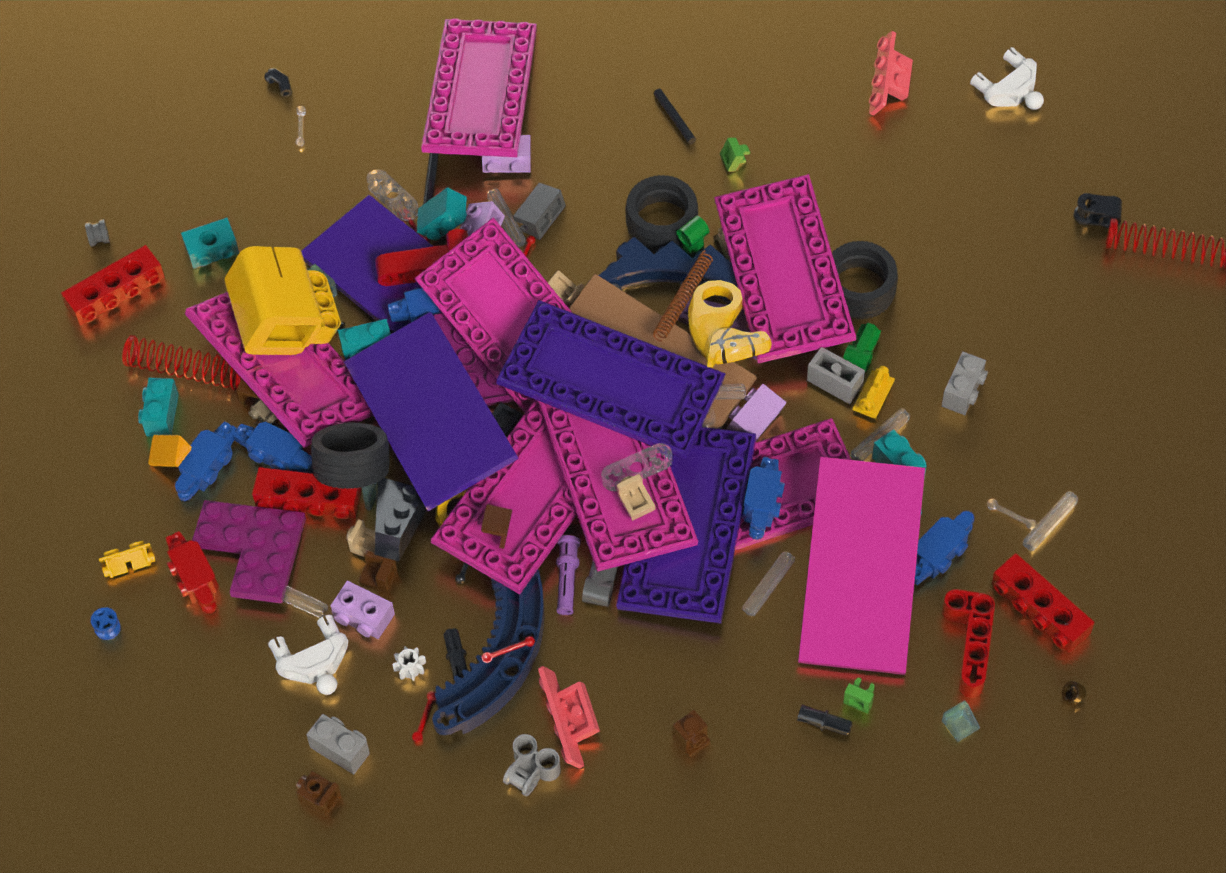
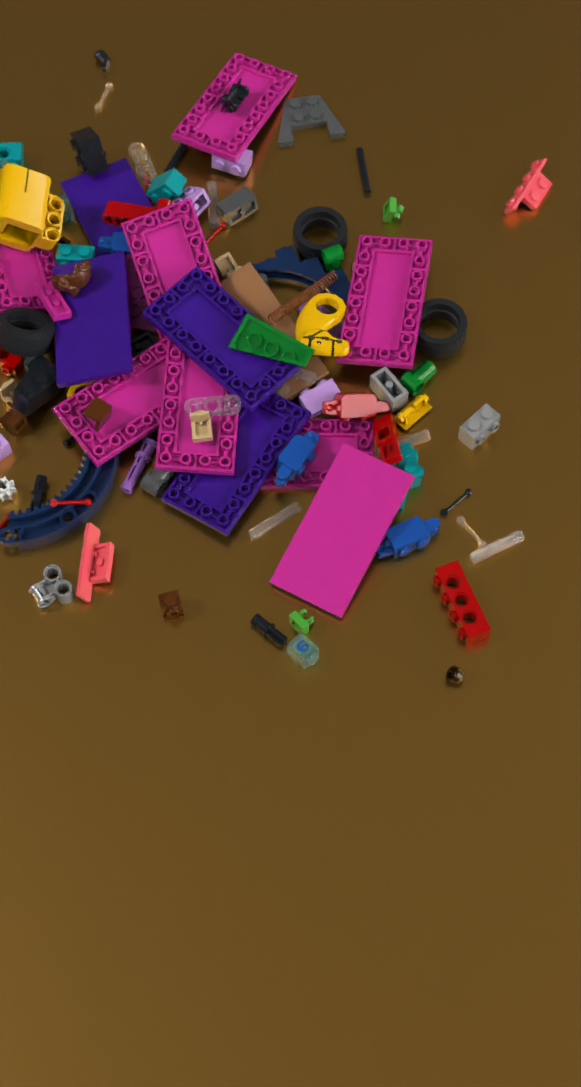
camera: 20 degrees right, 5 degrees up
(323, 201) = (88, 151): none -> black brick
(369, 404) = (53, 301): none -> dark pink hinge
(387, 371) = (73, 282): none -> reddish brown hair
(478, 79) = (230, 101): none -> black hinge
(572, 67) = (307, 113): none -> dark grey wing
(668, 364) = (268, 342): none -> green wing
(804, 408) = (354, 405): none -> hinge
(865, 433) = (387, 438): none -> red slope
(879, 730) = (303, 650): none -> clear light blue brick
(960, 721) = (364, 665): clear light blue slope -> none
(968, 501) = (444, 512): none -> black hinge
(973, 644) = (397, 614): red beam -> none

